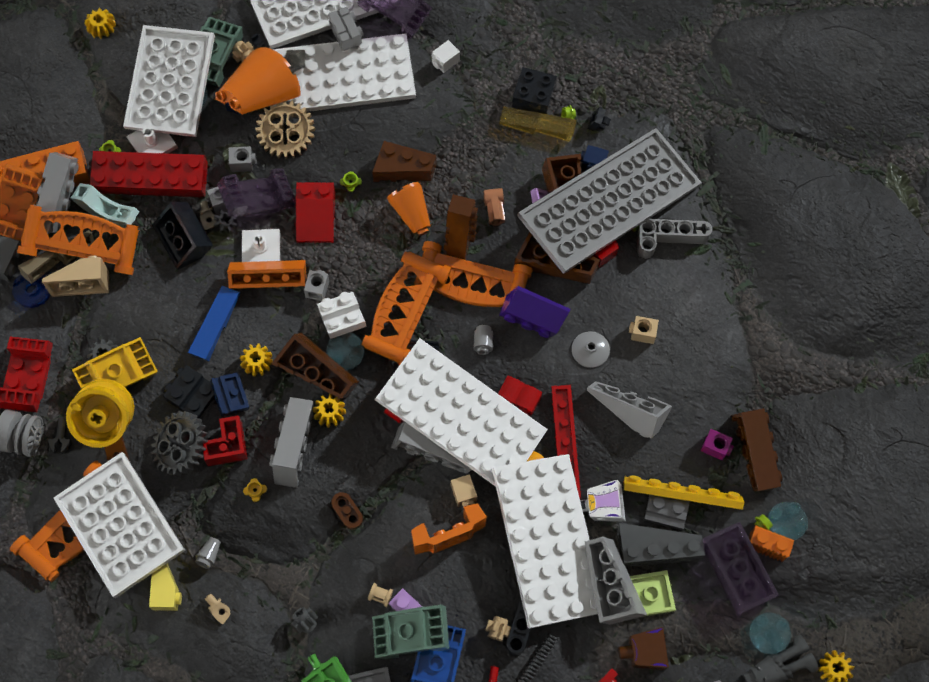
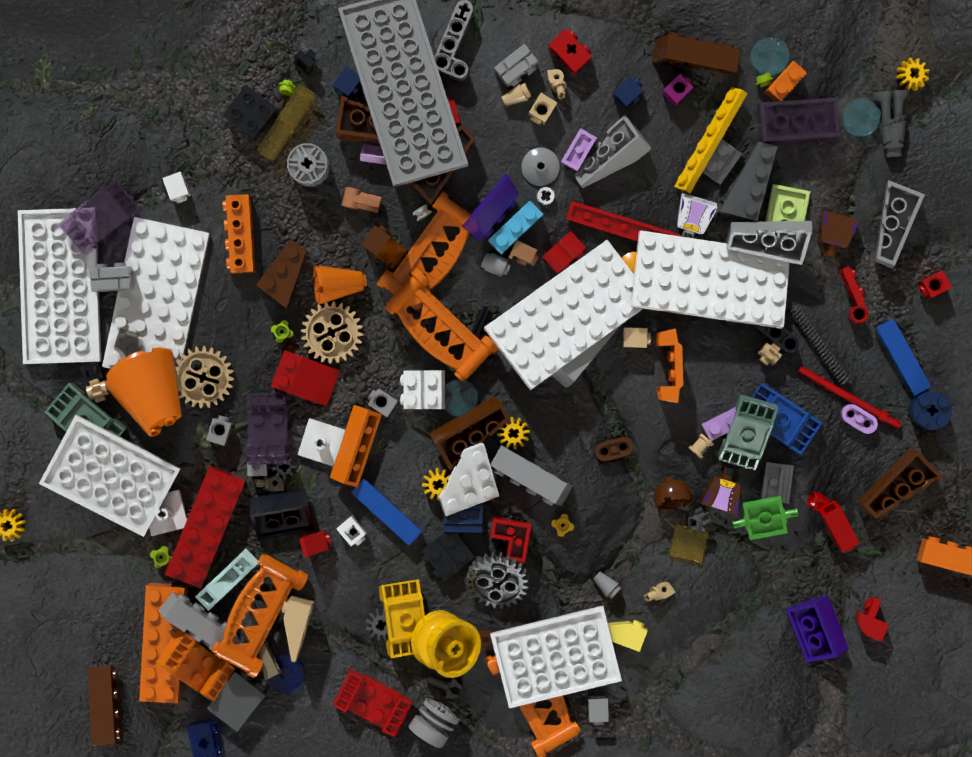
camera: 65 degrees left, 20 degrees up
(77, 589) = (598, 709): none -> light grey brick
(163, 268) = (315, 543): none -> red slope
(183, 294) = (344, 530): none -> white brick
(267, 384) = (469, 481): none -> white plate
(277, 621) = (688, 543): none -> clear yellow piece
(320, 582) = (671, 494): none -> reddish brown cylinder
(340, 634) = (723, 492): none -> torso
(354, 231) = (324, 316): none -> tan gear
(424, 118) = (240, 234): none -> orange brick
(503, 359) = (524, 254): none -> medium nougat brick
(505, 259) = (422, 212): none -> white bush
(508, 149) = (318, 170): none -> light grey wheel
(513, 337) = (515, 227): none -> medium azure arch
(564, 356) = (539, 195): none -> white bush
(621, 375) = (578, 149): none -> lavender plate
(648, 304) = (518, 94): none -> tan cone
(672, 293) = (516, 66): none -> light grey brick
(674, 335) = (557, 85): none -> tan piece
(694, 400) = (628, 92): none -> dark blue brick
(710, 325) = (560, 45): none -> red brick

